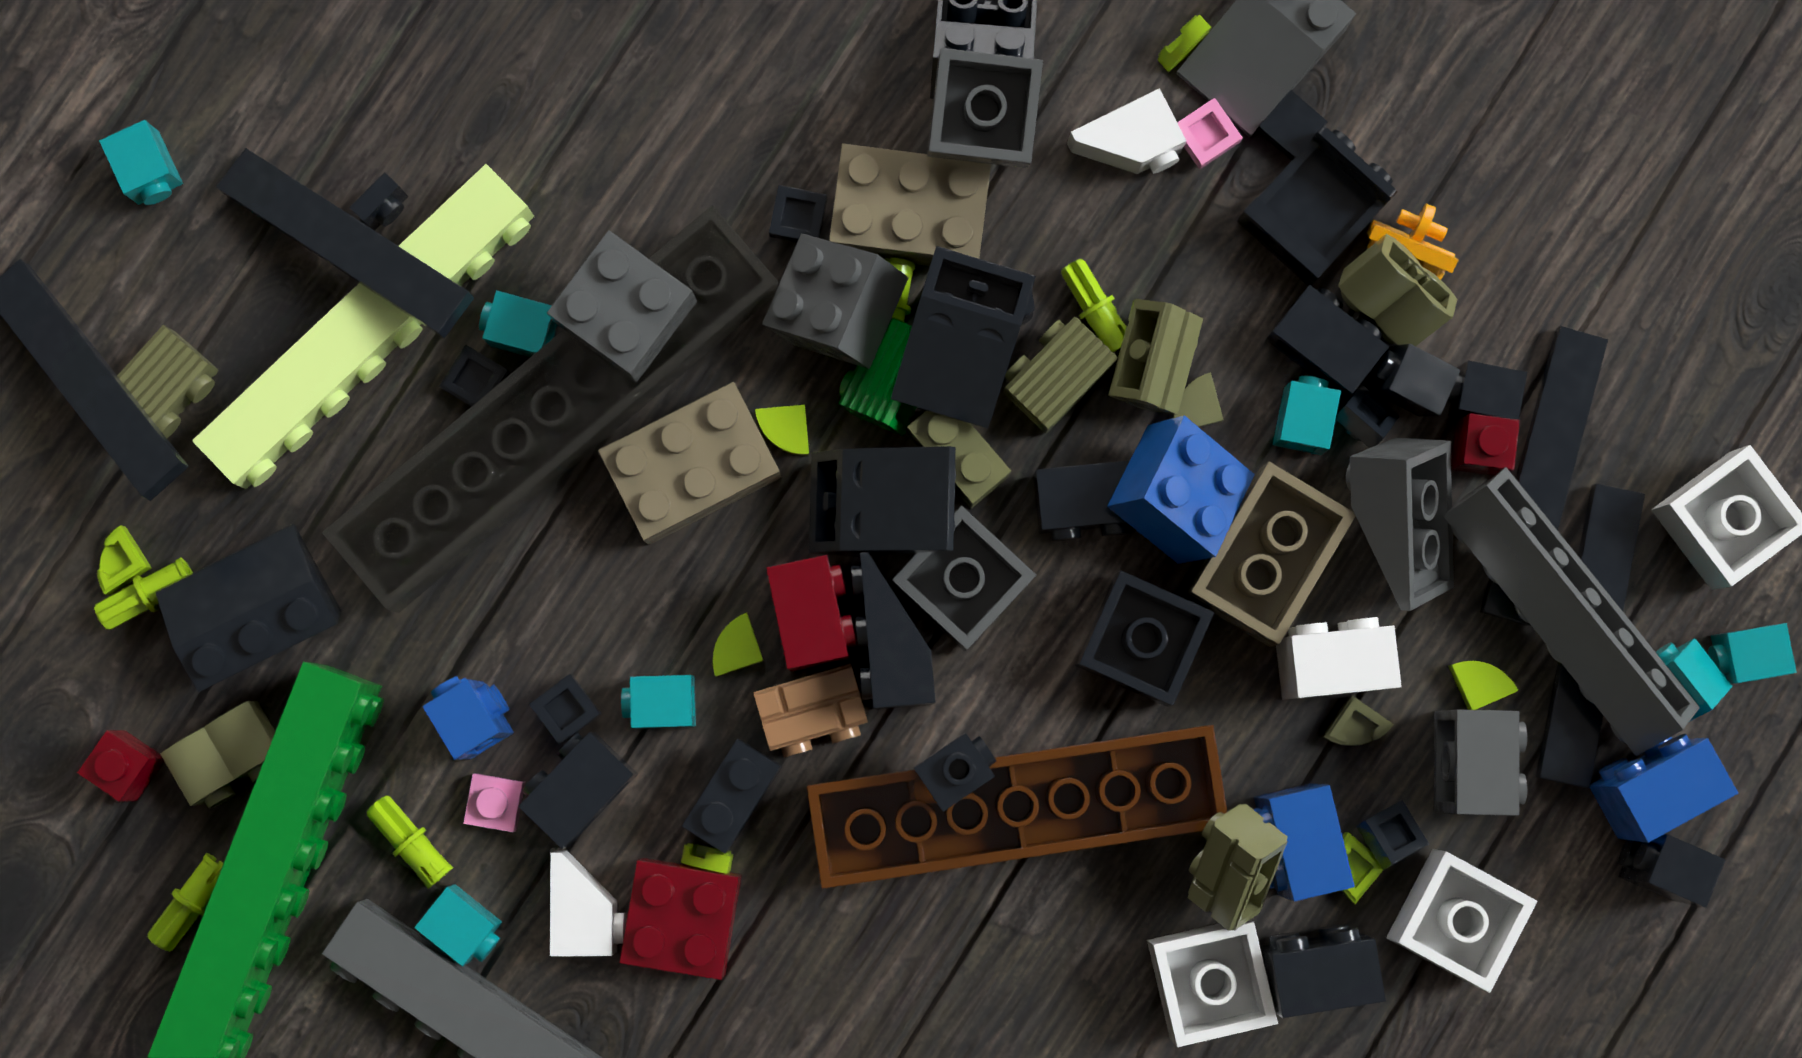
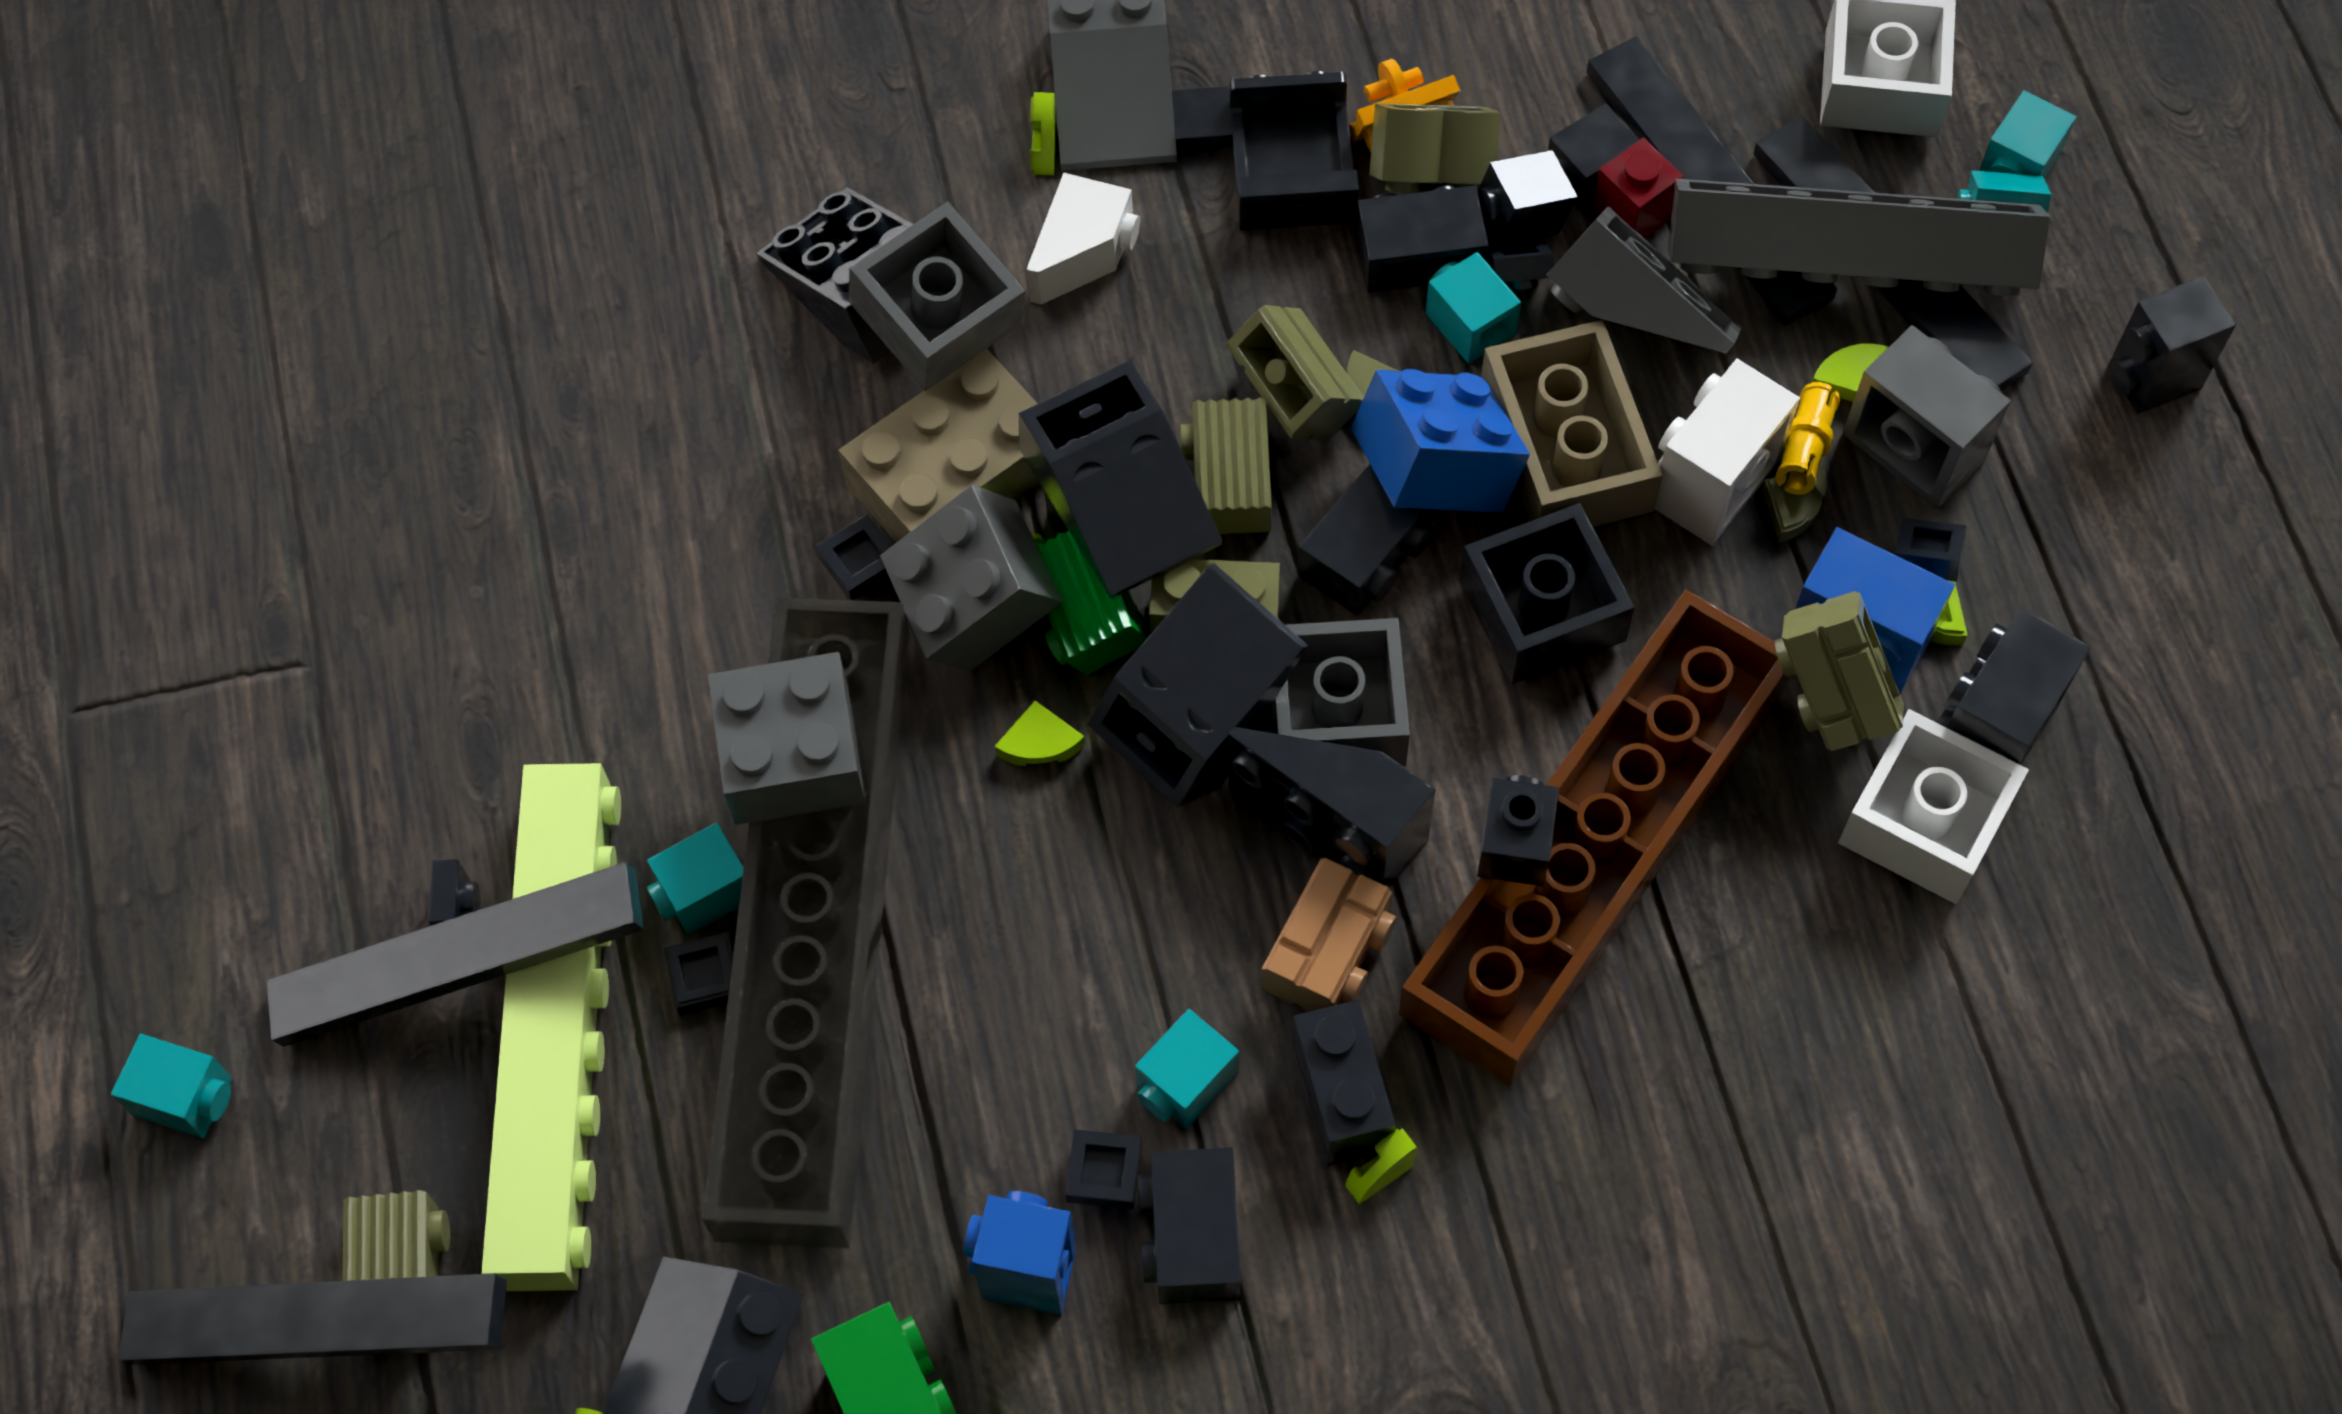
camera: 40 degrees left, 20 degrees down
(494, 802) = (1127, 1327): bright pink plate -> none
(581, 911) = (1319, 1332): white slope -> none
(680, 918) = (1418, 1238): dark red brick -> none
(690, 463) = (987, 841): dark tan brick -> none
(736, 647) = (1201, 962): lime tile -> none
(809, 612) = (1237, 849): dark red brick -> none
(1096, 307) = (1188, 385): lime axle -> none
(1208, 133) = (1148, 177): bright pink plate -> none
(1402, 701) = (1808, 438): none -> yellow pin
(1461, 919) = (2066, 548): white brick -> none
(1662, 788) = (2086, 294): blue brick -> none

